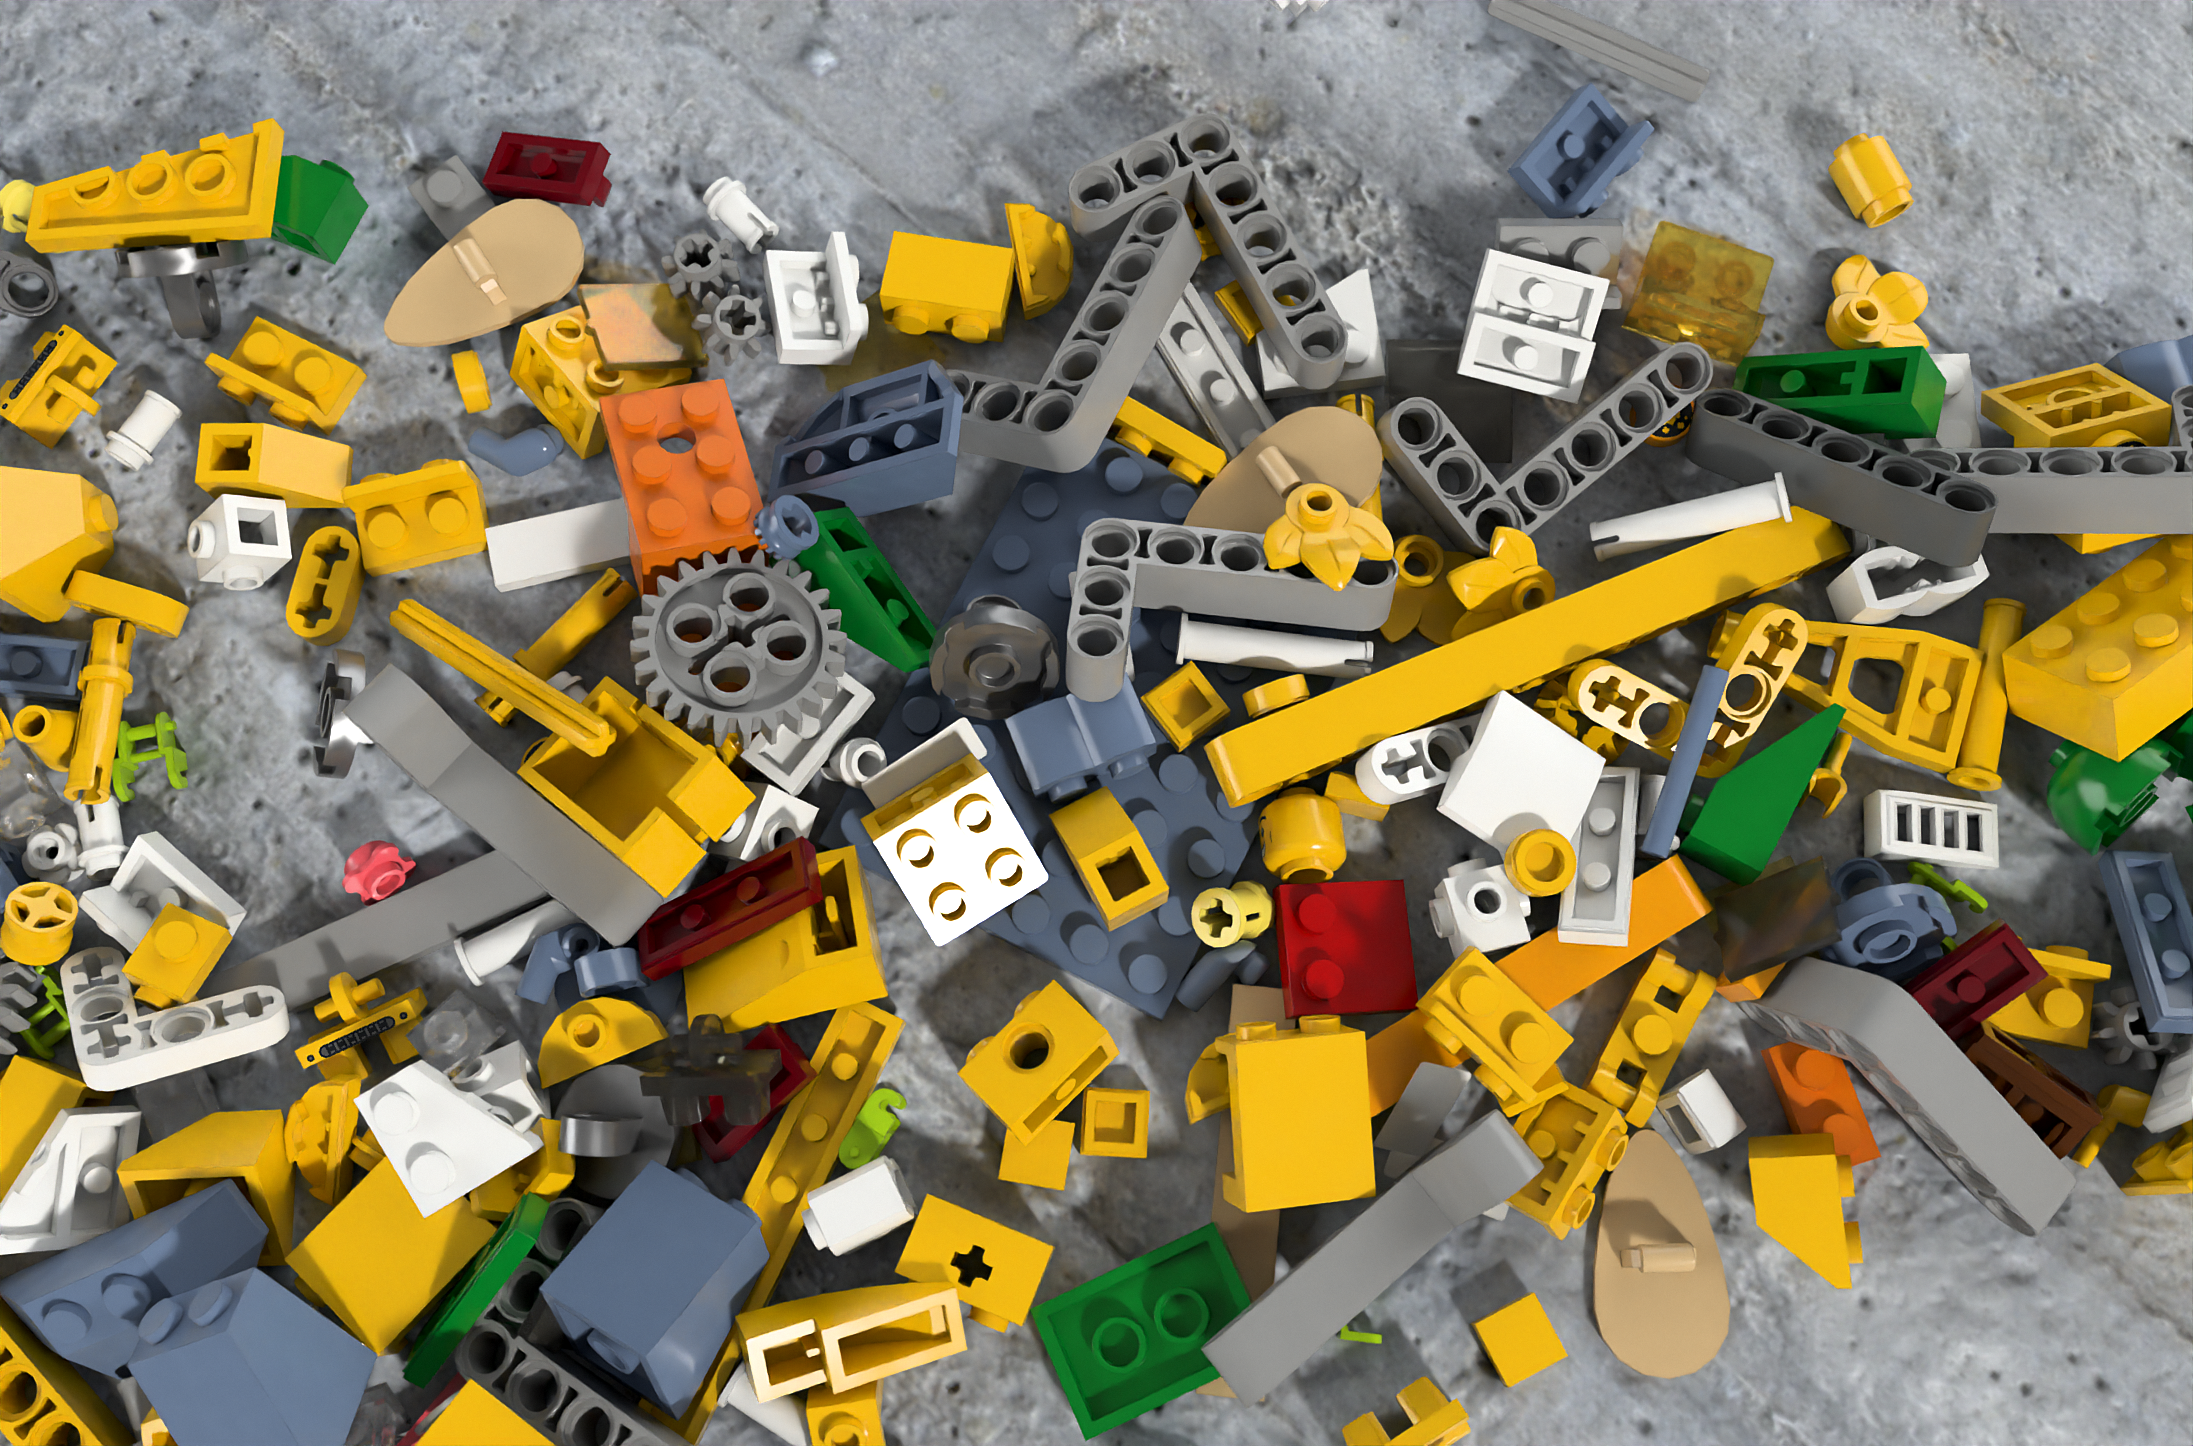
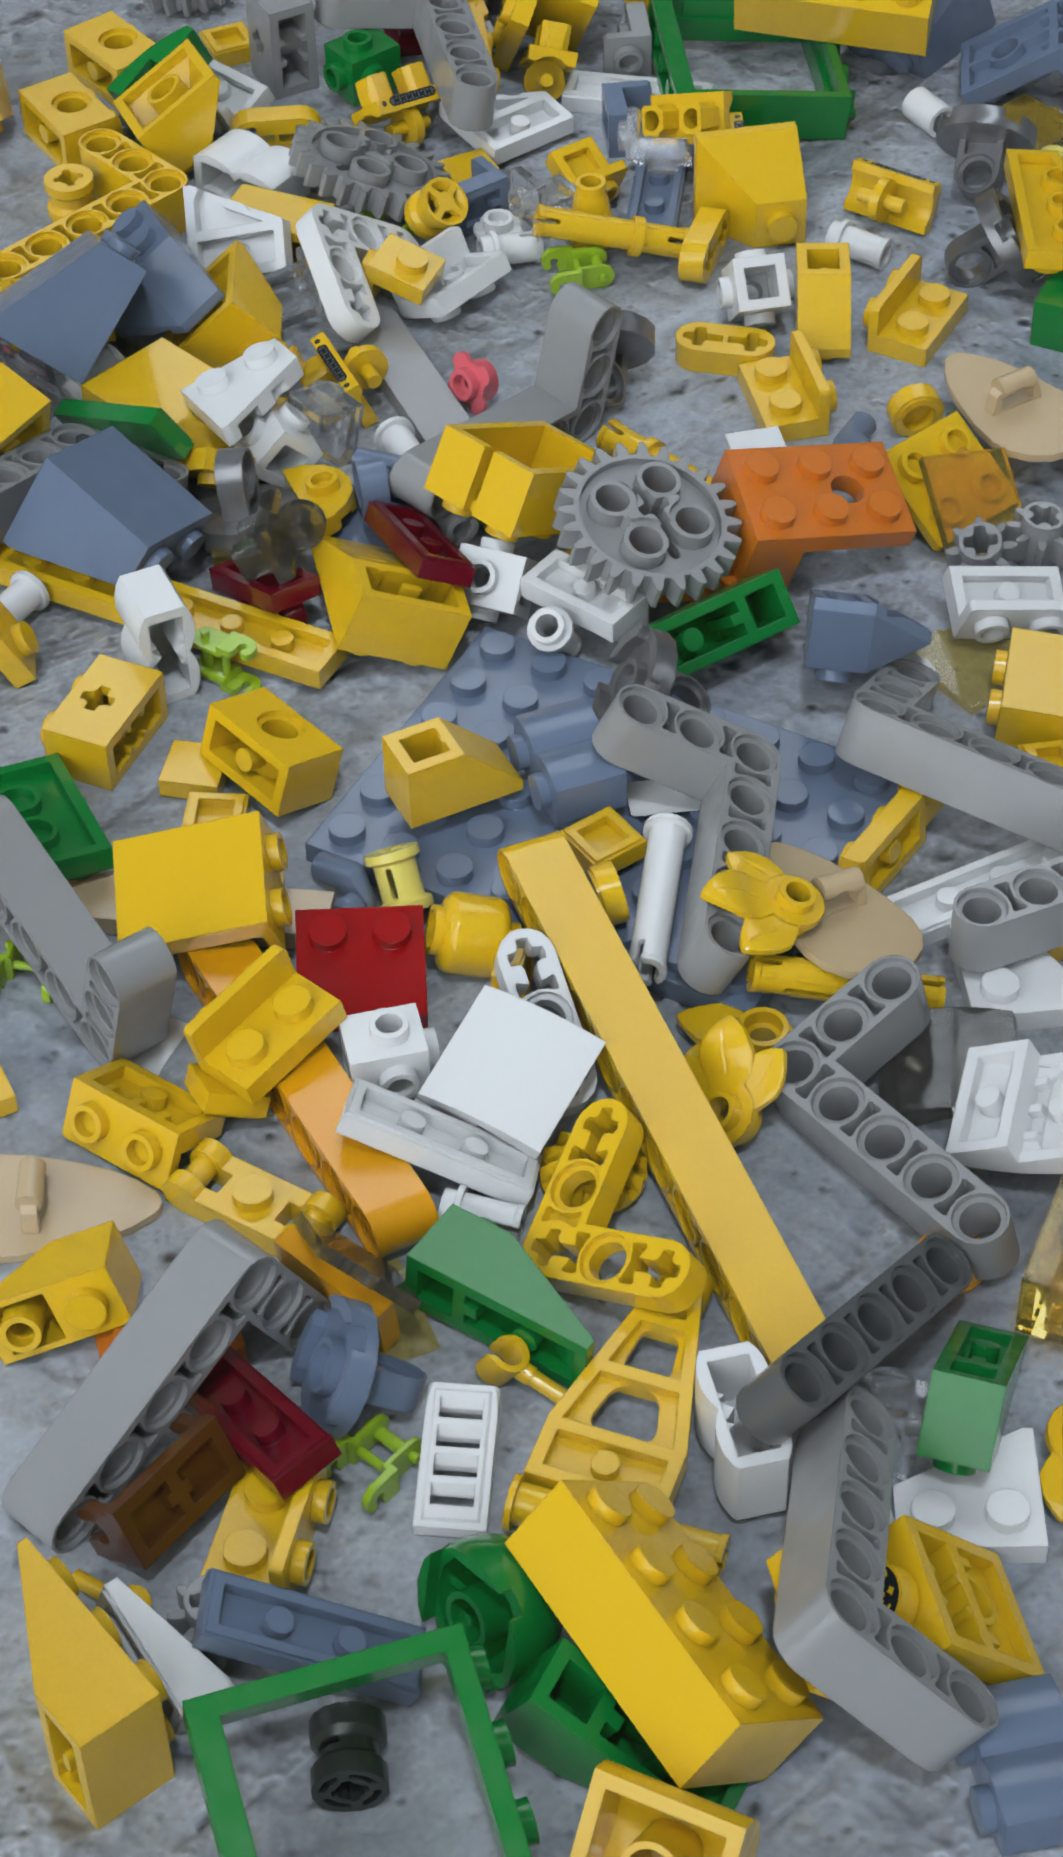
camera: 90 degrees right, 30 degrees down
(504, 678) = (629, 417): yellow axle -> none
(778, 536) = (745, 556): sand blue bush -> none
(849, 1336) = (49, 623): yellow slope -> none
(923, 762) = (543, 667): white sticker -> none
(955, 849) = (464, 675): bracket -> none
(1422, 1108) = (198, 993): white sticker -> none
(1540, 863) = (424, 1066): yellow tile -> none
(1685, 761) = (530, 1199): sand blue bar -> none
(1693, 519) = (823, 1277): white pin -> none
(1700, 1113) = (165, 1225): white brick -> none

